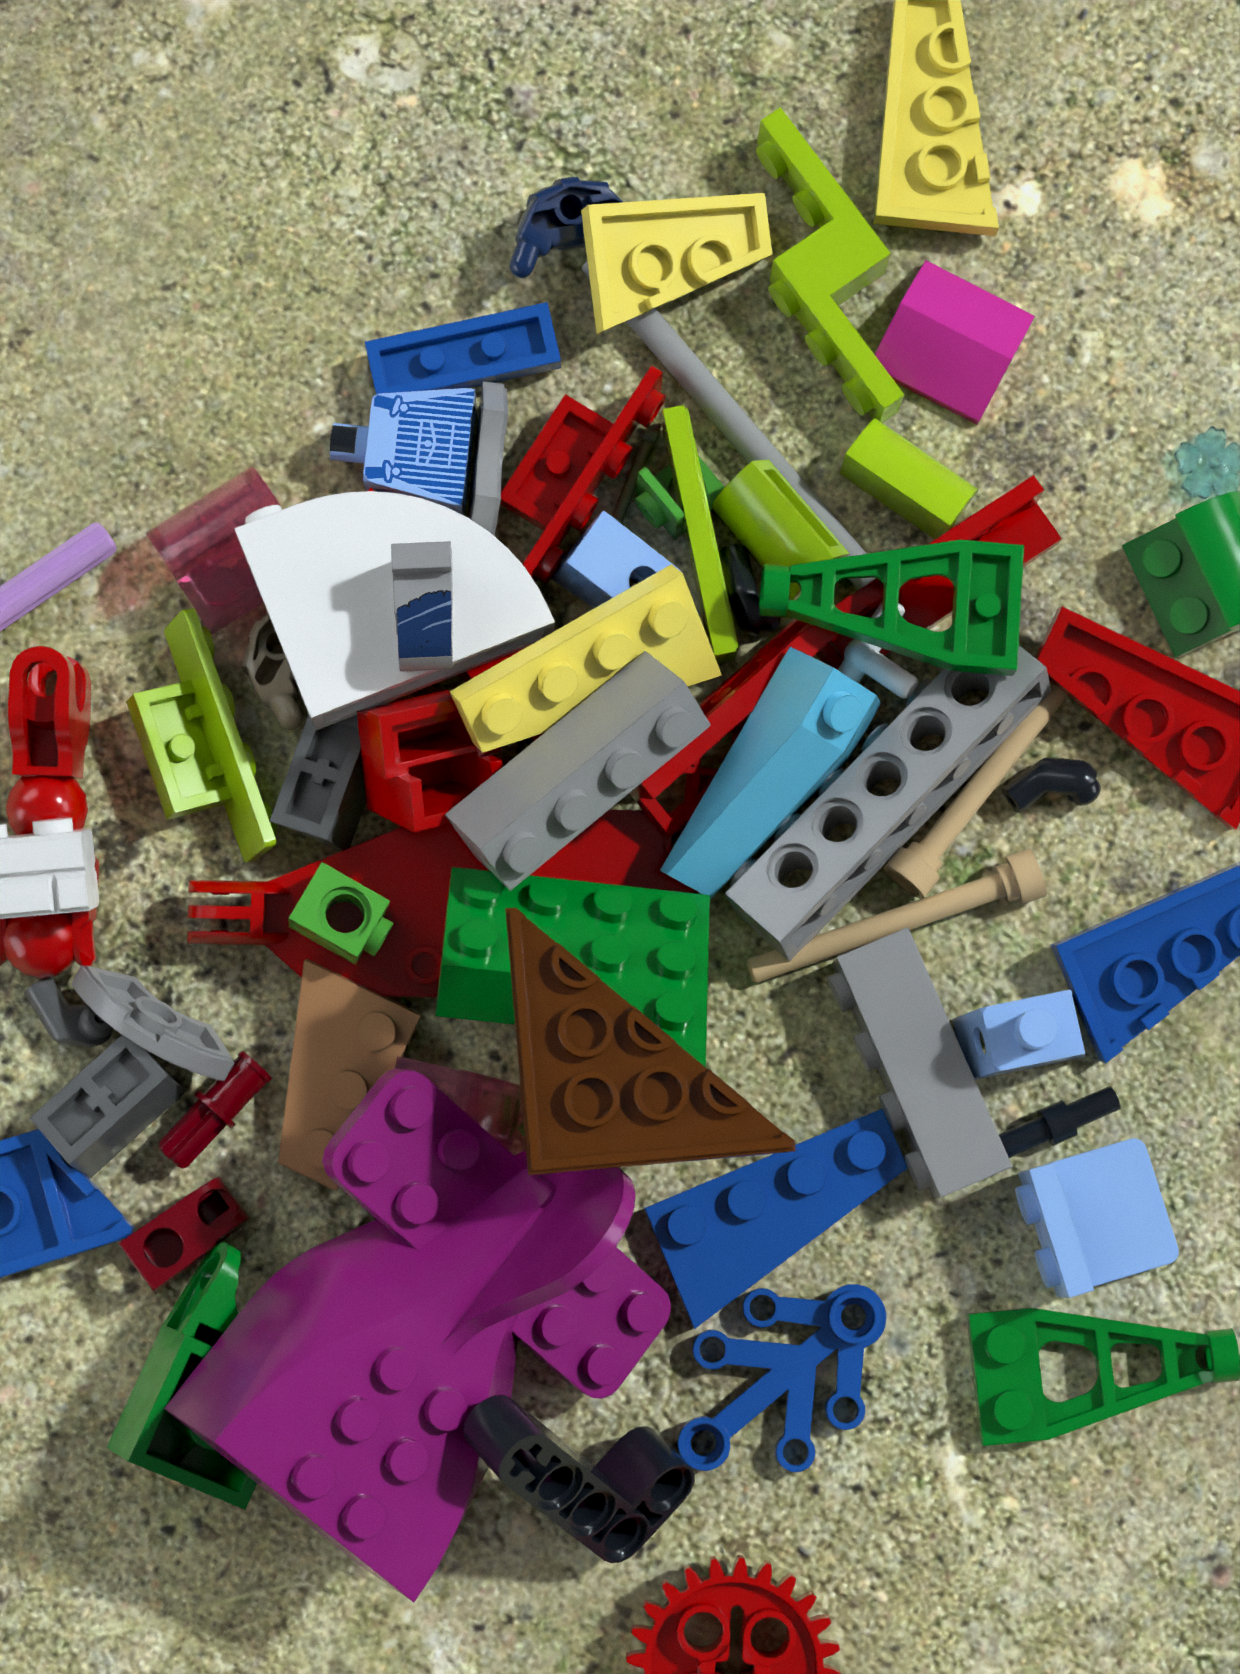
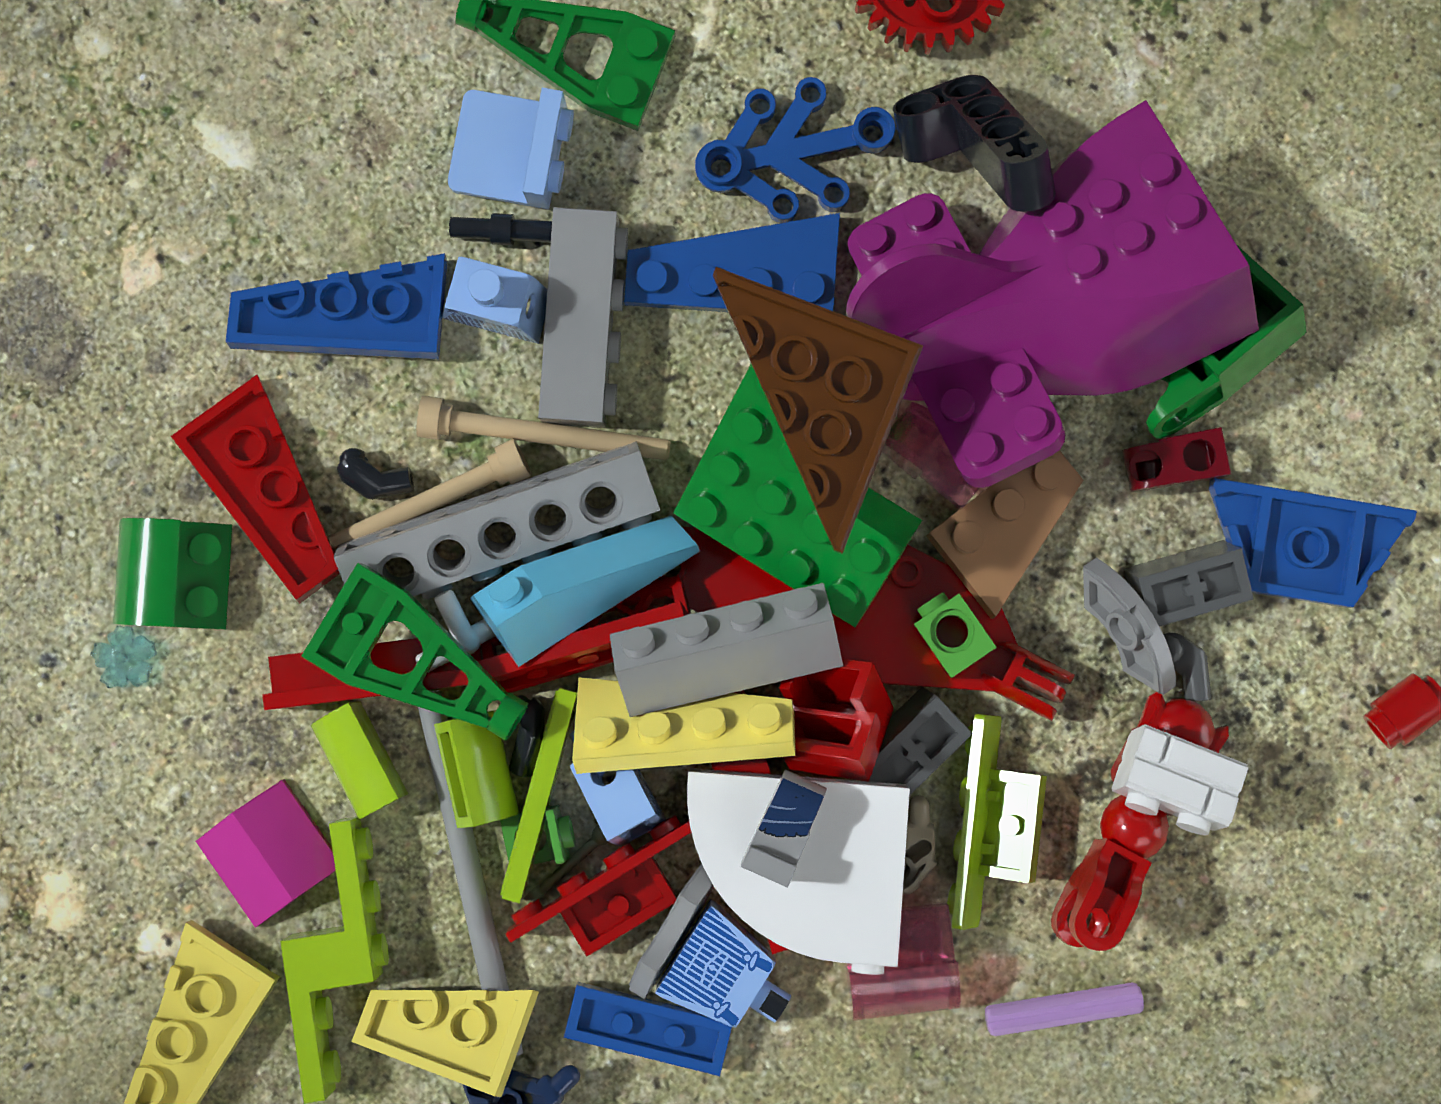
camera: 145 degrees left, 5 degrees up
(213, 1111) = (1112, 541): dark red axle -> none

